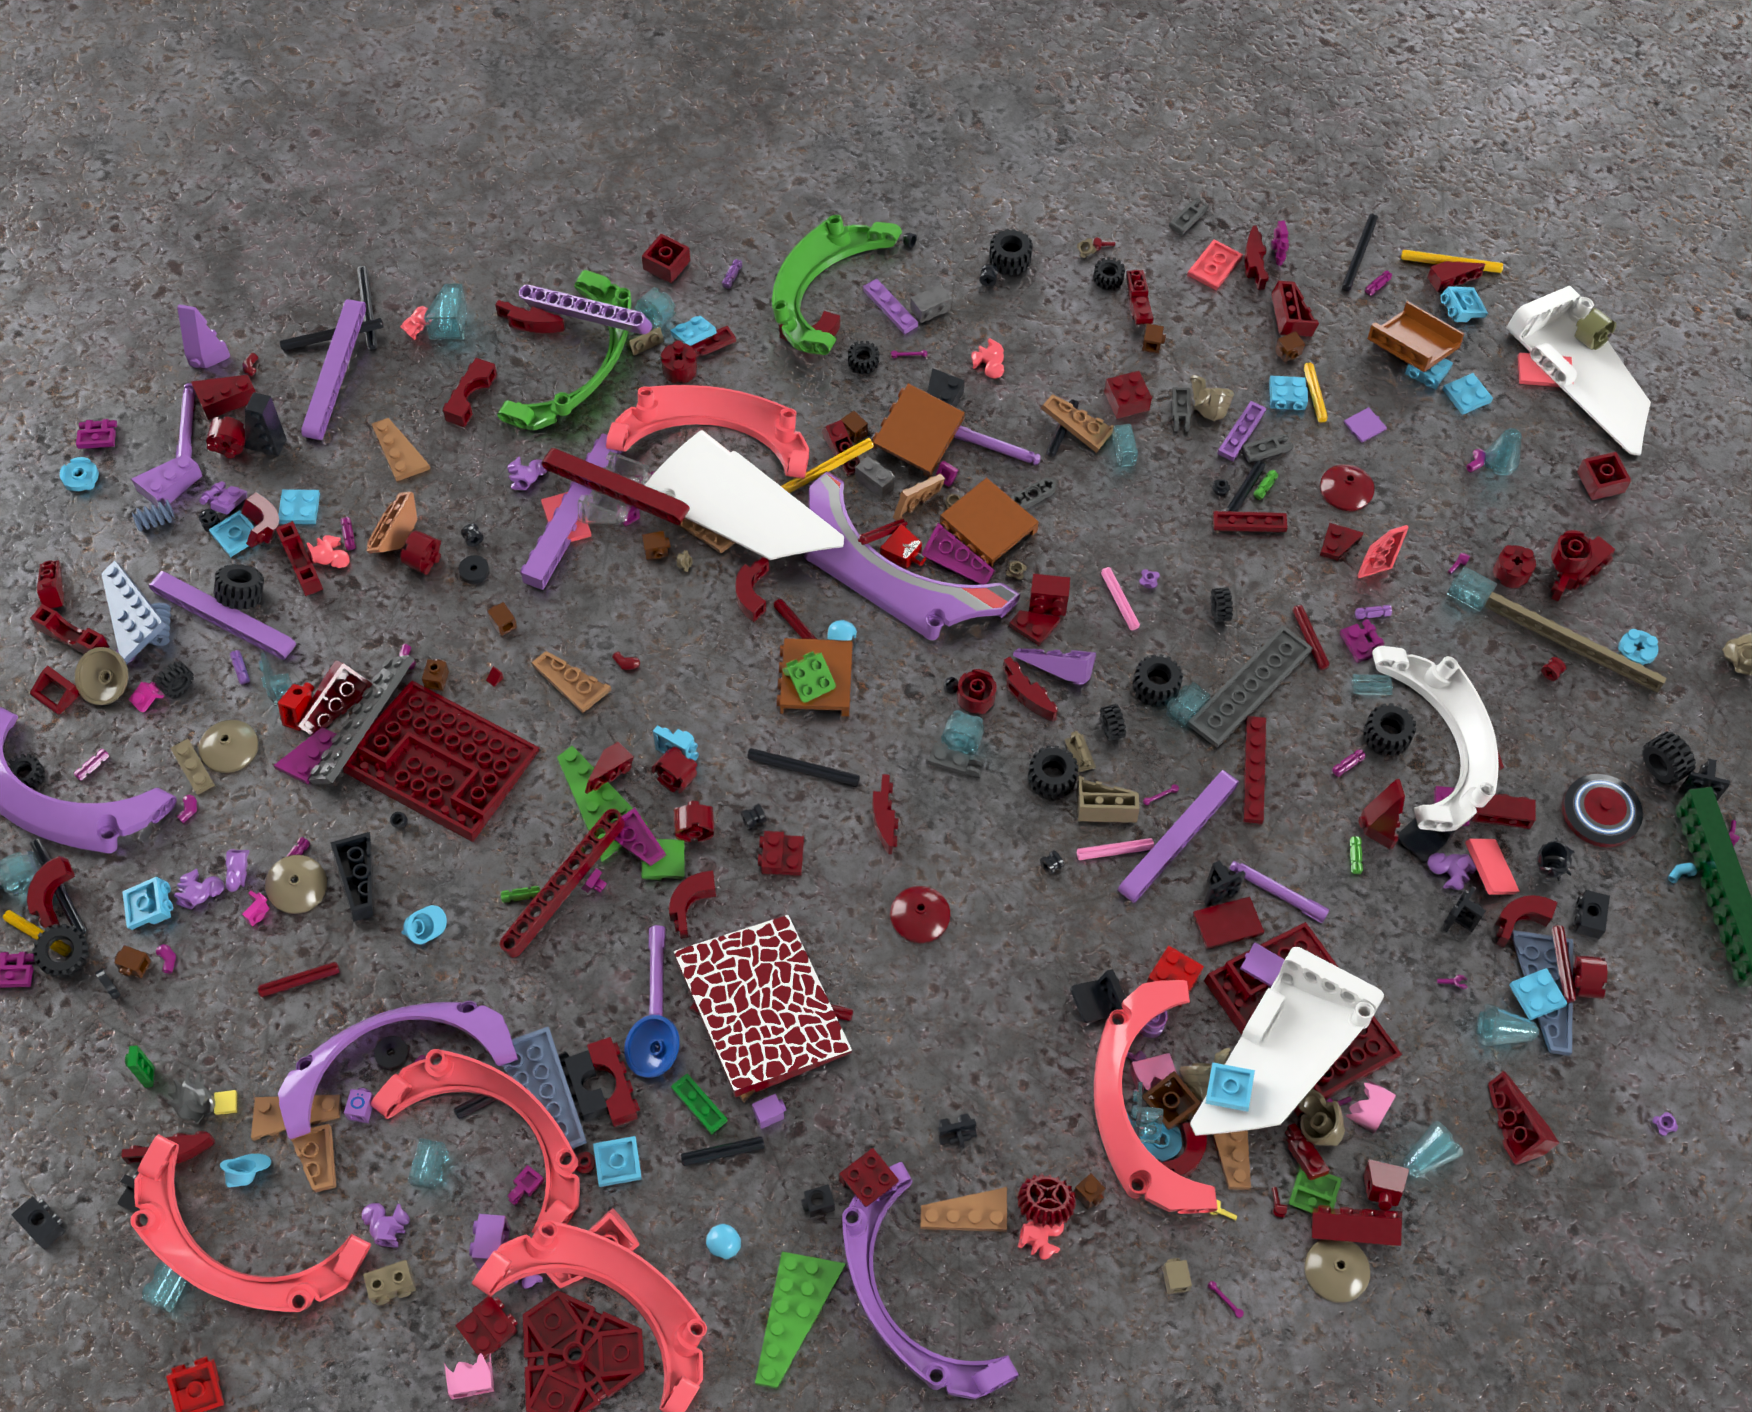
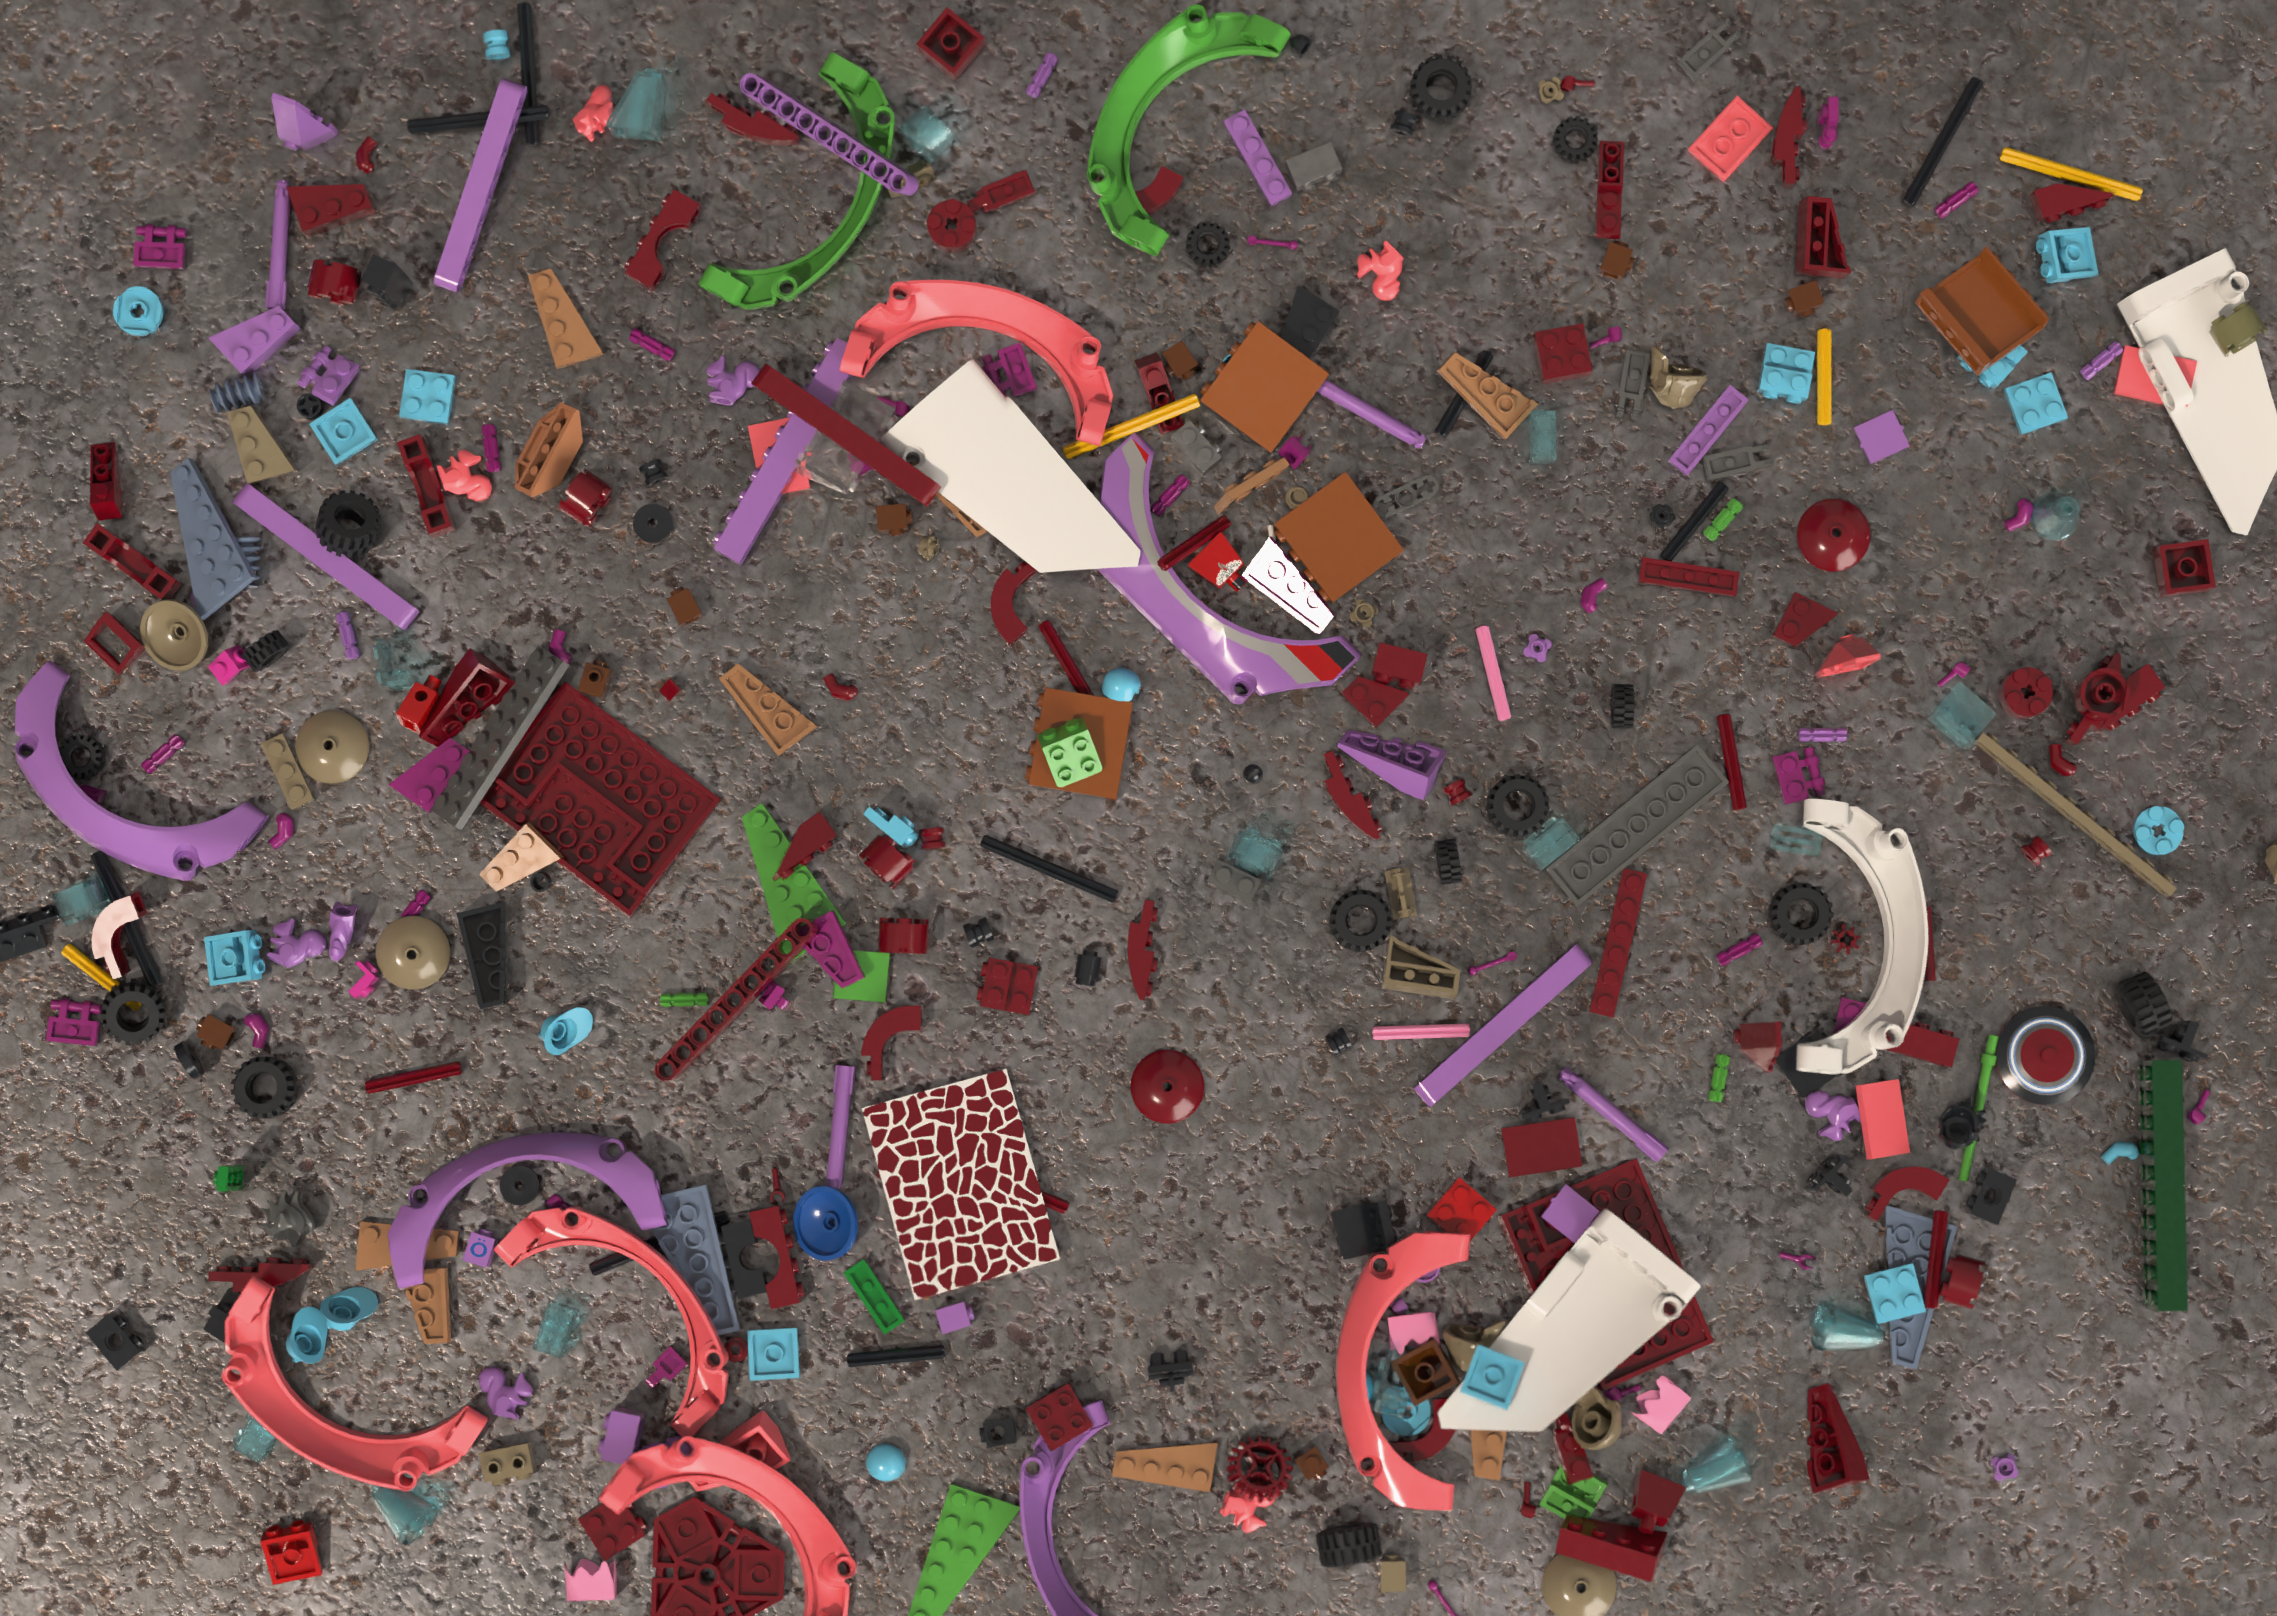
camera: 15 degrees right, 25 degrees up
(164, 985) = (243, 1087): none -> black tyre
(170, 548) = (258, 447): none -> dark tan wedge
(208, 1196) = (307, 1336): none -> medium azure piece
(225, 1102) = (326, 1221): light yellow tile -> none
(264, 515) = (385, 416): dark red arch -> none
(298, 1335) = (404, 1512): none -> clear light blue cone
(343, 290) = (496, 44): none -> medium azure wheel
(380, 802) = (519, 858): none -> wing
(466, 457) = (651, 344): none -> magenta axle
(608, 1029) = (776, 1186): none -> dark red hand
(693, 330) = (977, 175): medium azure plate -> none
(709, 754) = (932, 838): none -> dark red wheel
(735, 442) = (1015, 367): none -> magenta plate
(843, 832) = (1087, 968): none -> black brick
(860, 510) = (1169, 495): none -> magenta axle
(976, 691) = (1278, 780): dark red brick -> none
(1109, 677) = (1457, 792): none -> dark red wheel
(1135, 1251) = (1349, 1544): none -> black tyre
(1161, 383) = (1615, 336): none -> magenta hand
(1180, 540) = (1589, 595): none -> magenta arm
(1223, 1212) = (1456, 1501): light yellow hand -> none
(1427, 744) = (1848, 933): none -> dark red gear
(1505, 363) = (2101, 360): none -> medium lavender axle
(1553, 611) = (2059, 763): none -> dark red arm
(1561, 819) = (1987, 1060): none -> bright green bar

